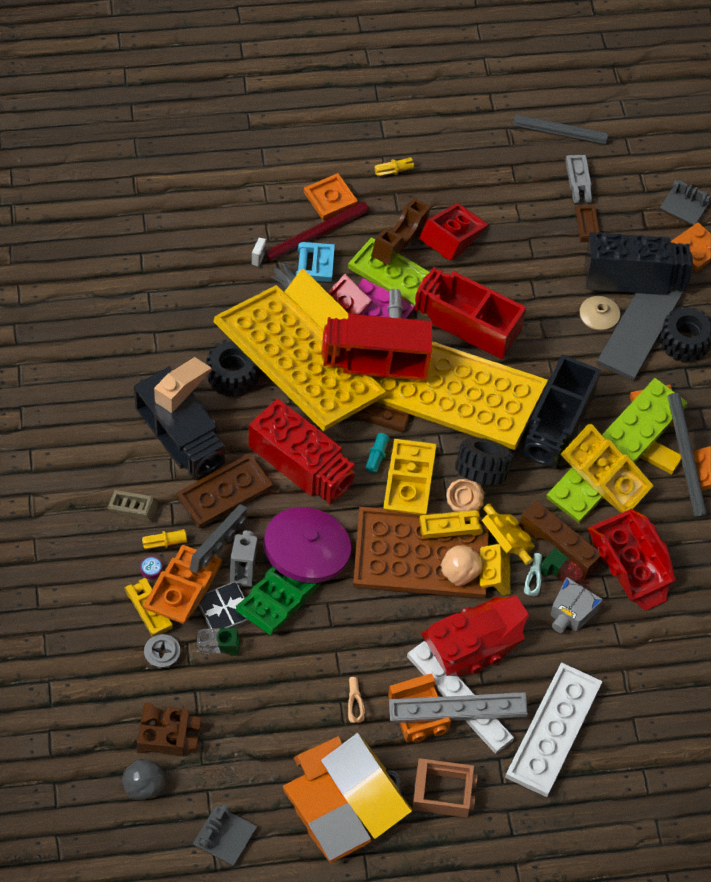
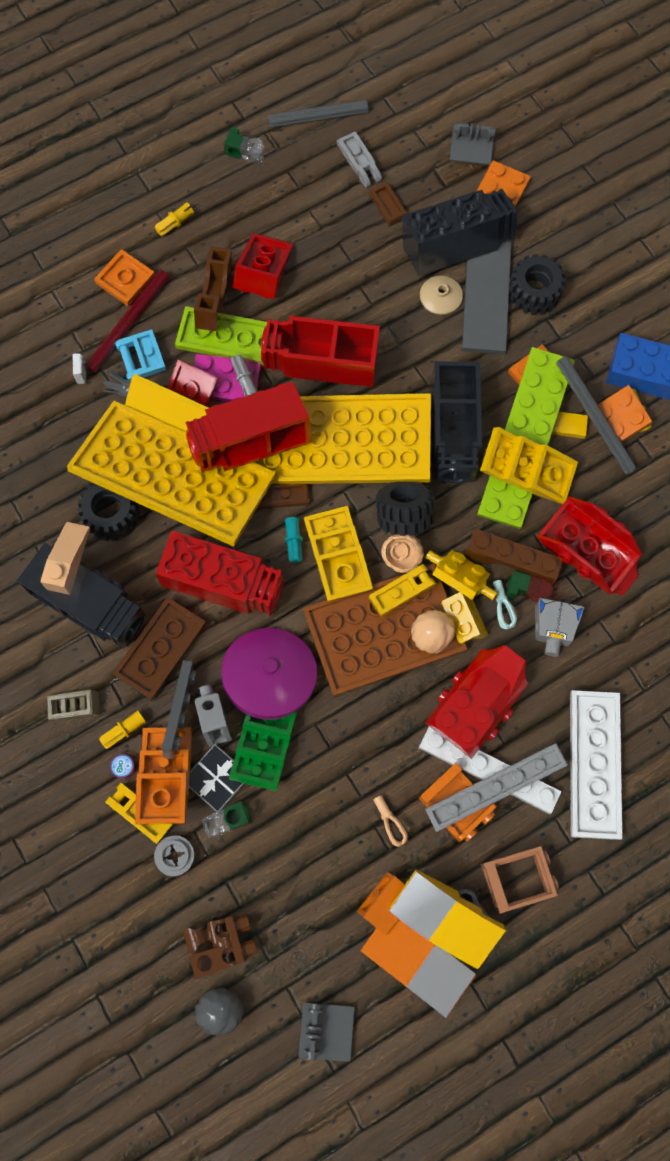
camera: 20 degrees left, 15 degrees up
(481, 132) = (243, 147): none -> leg

